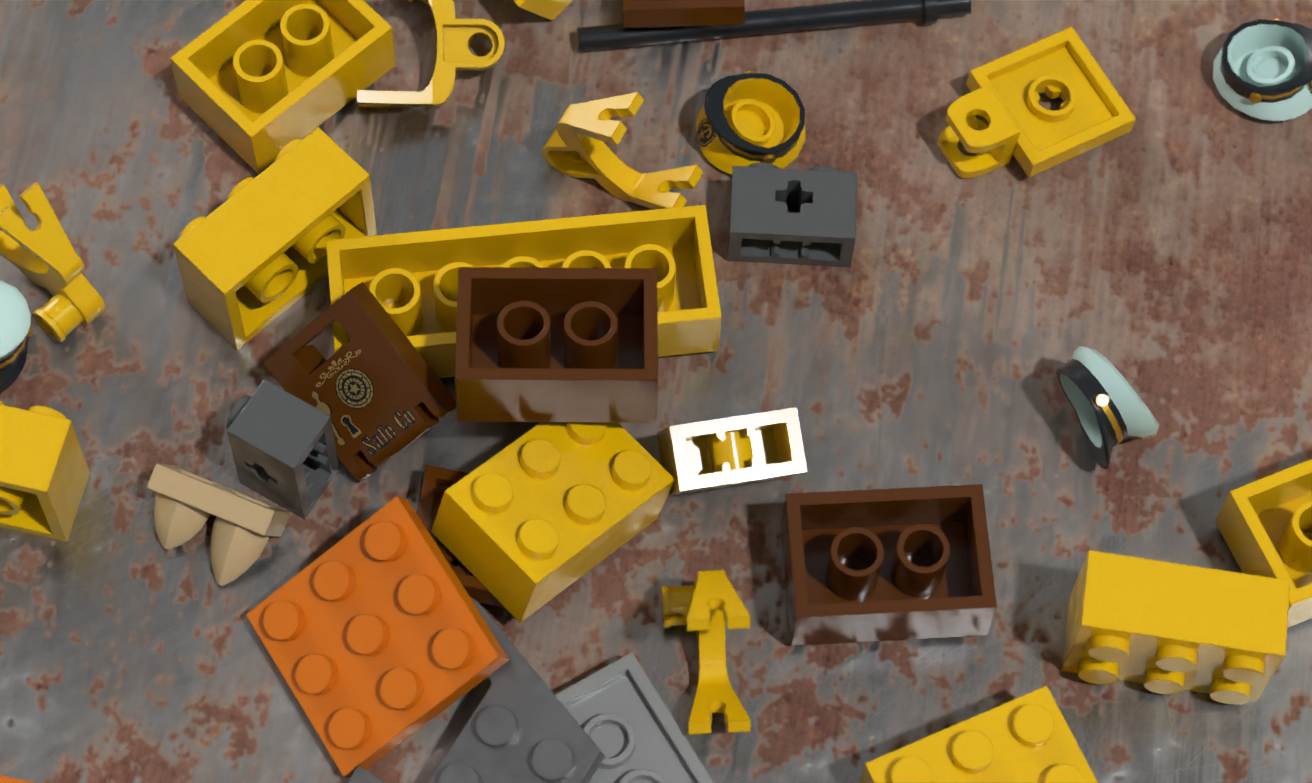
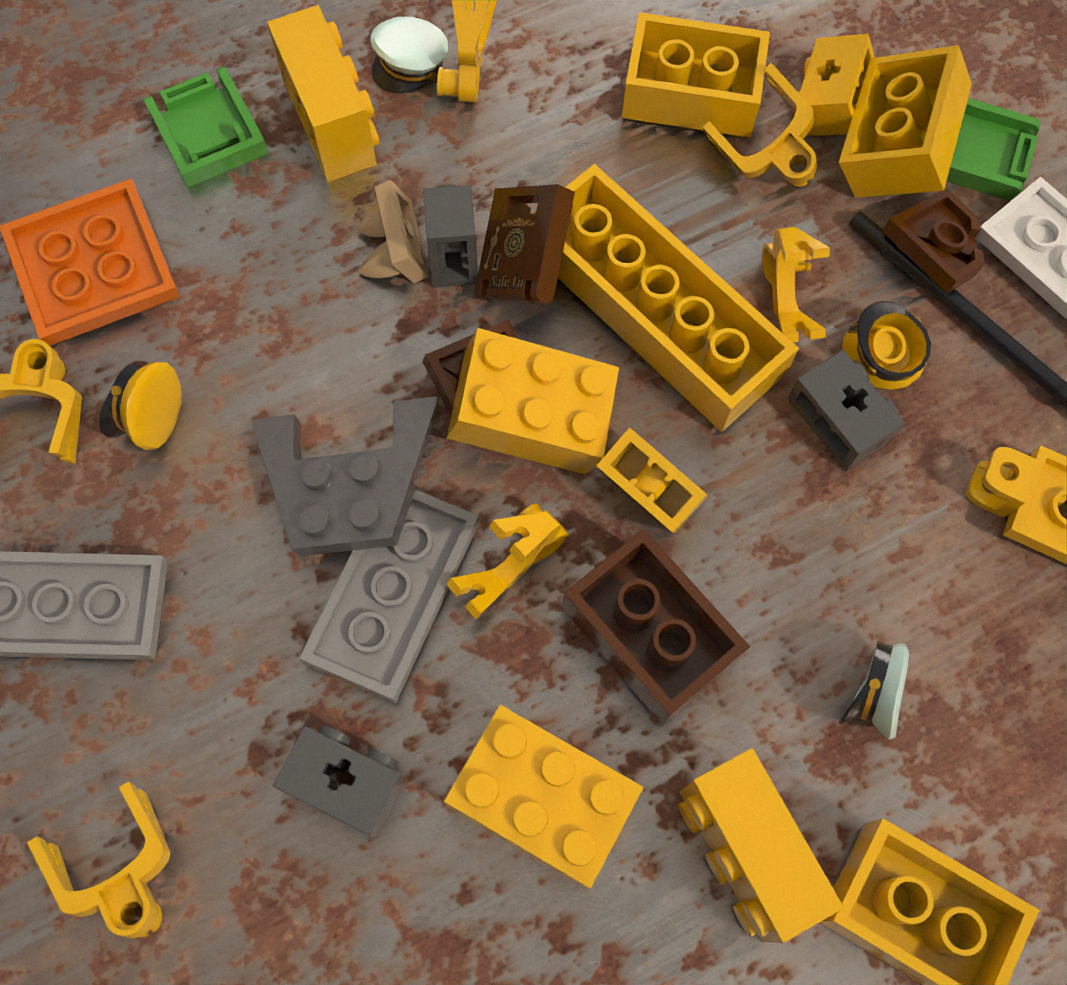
camera: 55 degrees right, 5 degrees up
(271, 236) = (565, 132): yellow brick -> none
(376, 637) = (378, 367): orange plate -> none
(556, 345) = (620, 319): reddish brown brick -> none

